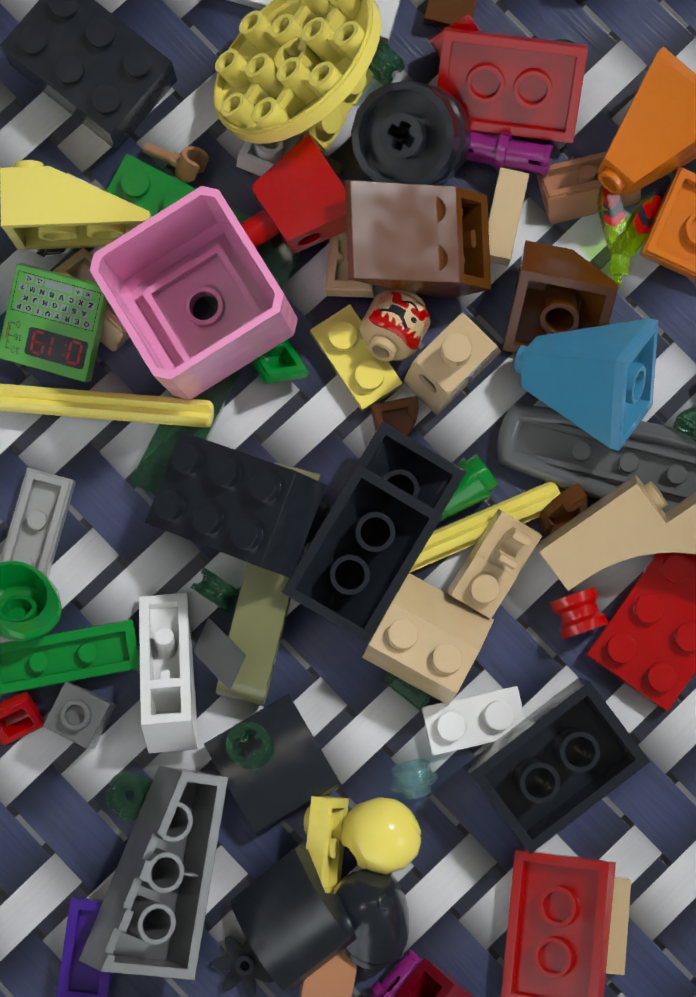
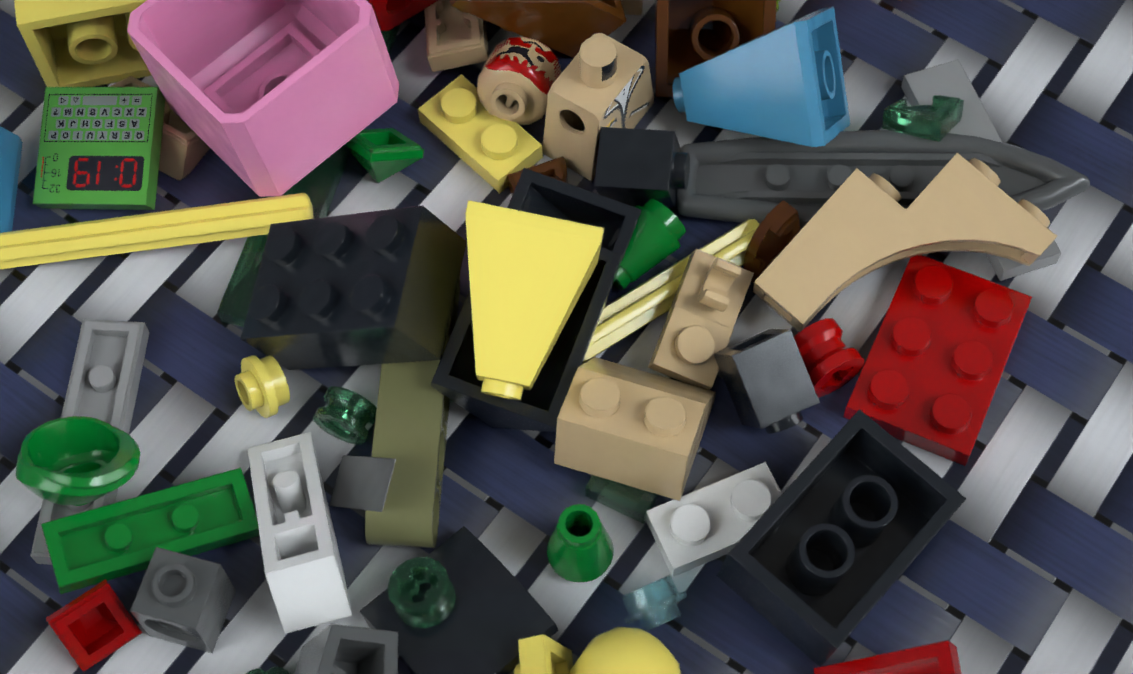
camera: 10 degrees left, 20 degrees down
(156, 552) = (262, 385): none -> light yellow plate
(362, 546) = (522, 289): none -> light yellow slope
(366, 742) = (580, 545): none -> green cone
(475, 428) = (641, 166): none -> black brick
(531, 626) = (767, 380): none -> black brick

